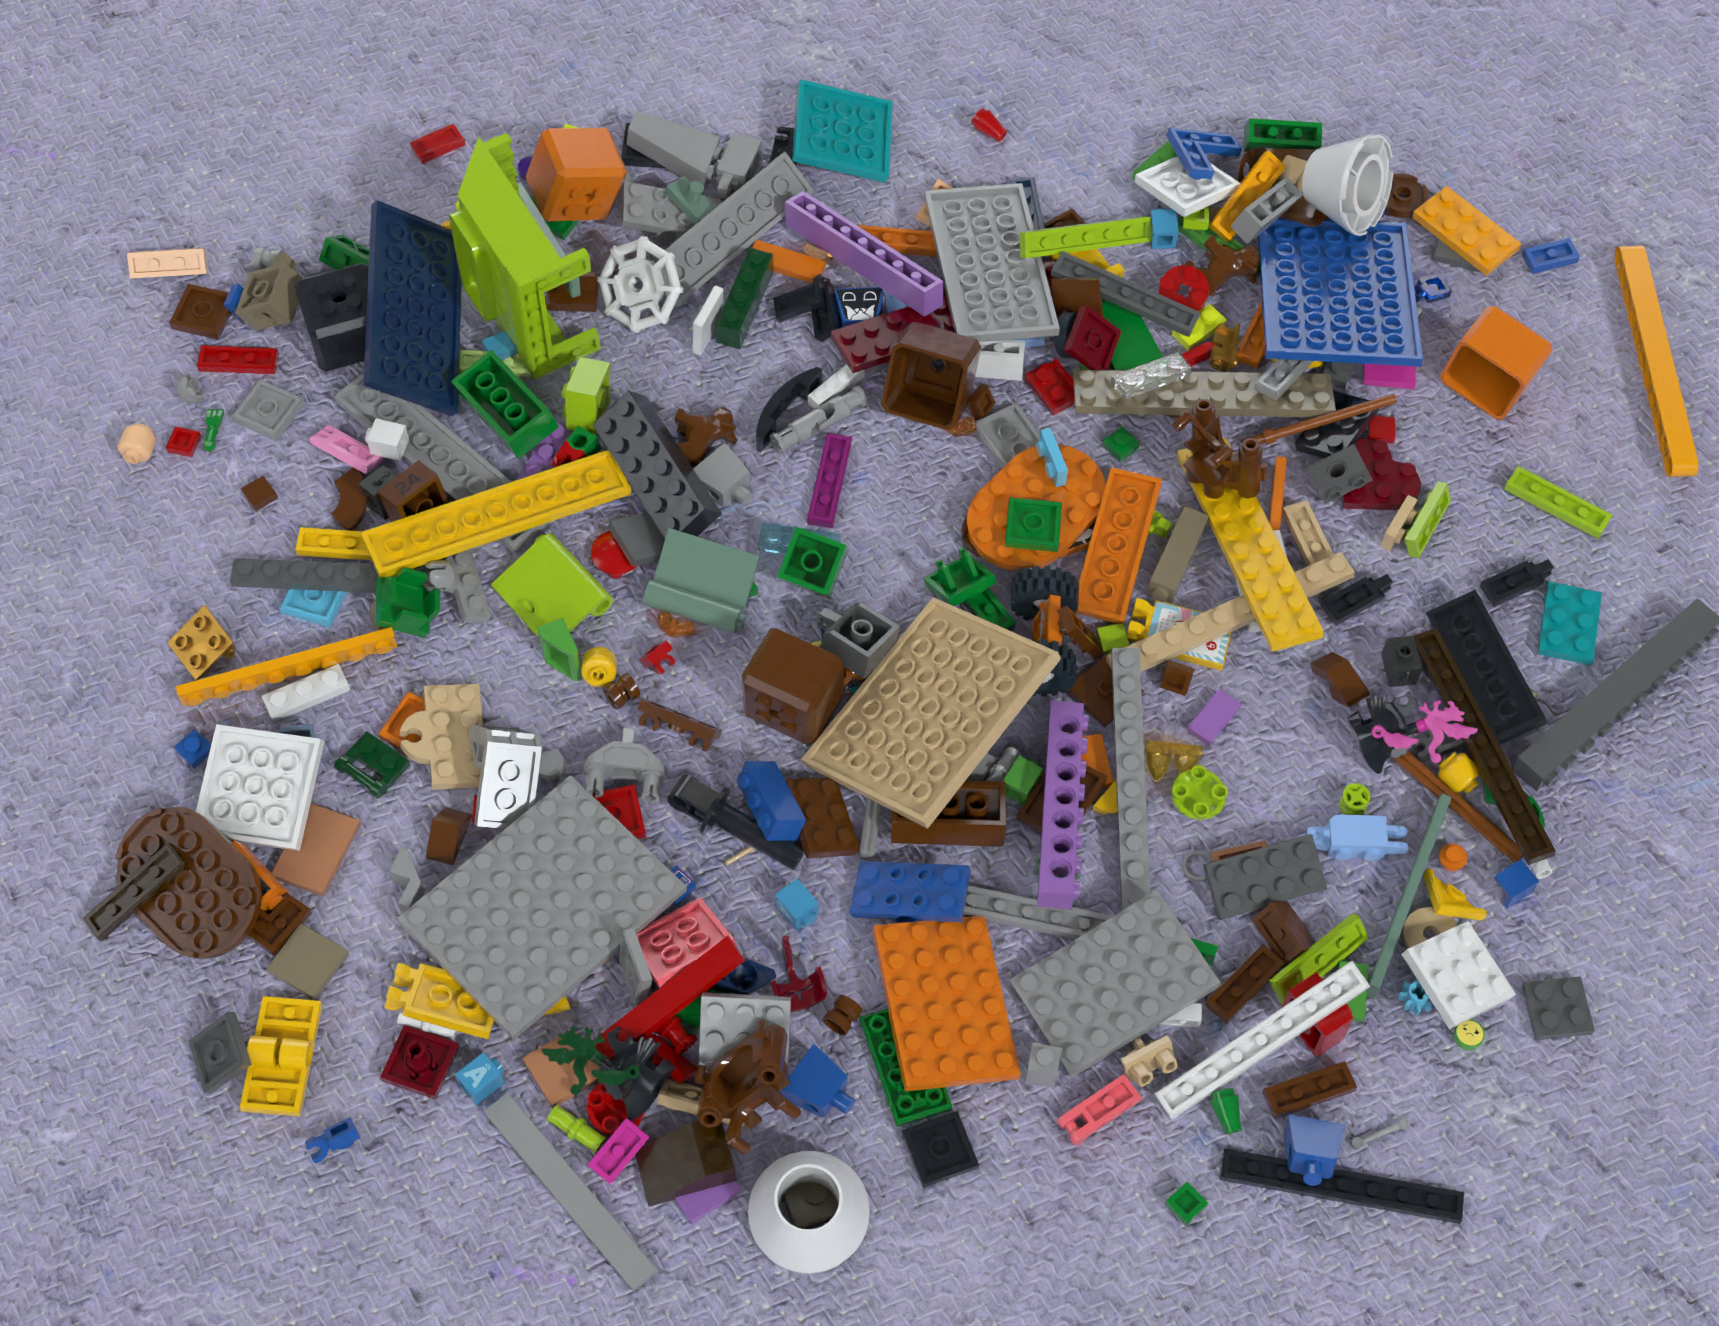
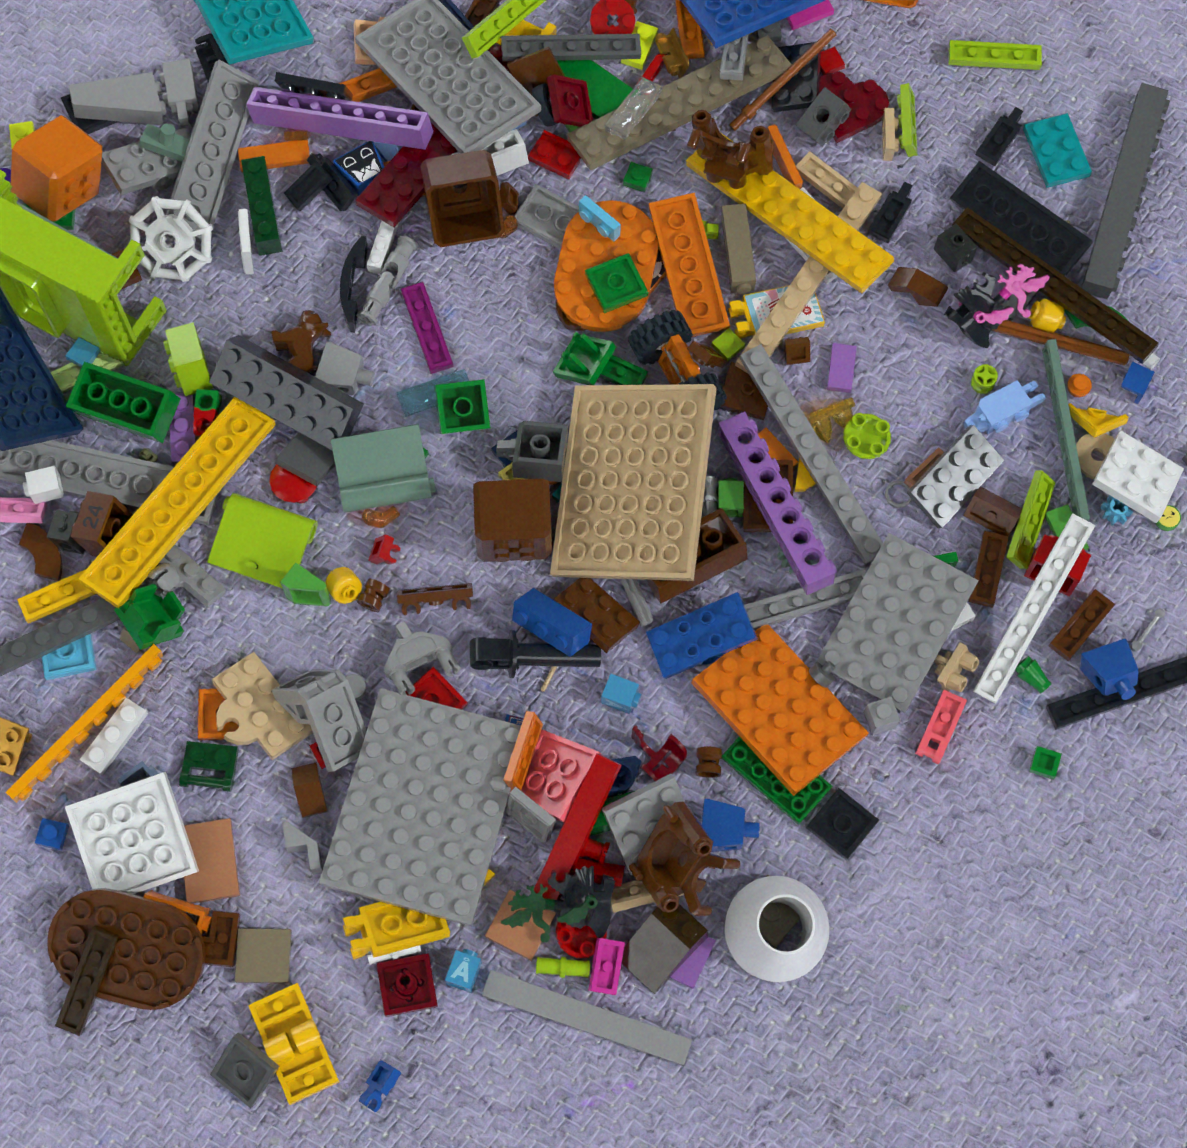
camera: 30 degrees left, 10 degrees up
(500, 464) = (148, 455): none -> olive rock
(667, 904) = (523, 751): none -> orange tile
(855, 213) = (311, 86): none -> black plate
(1009, 993) = (822, 674): none -> dark grey tile

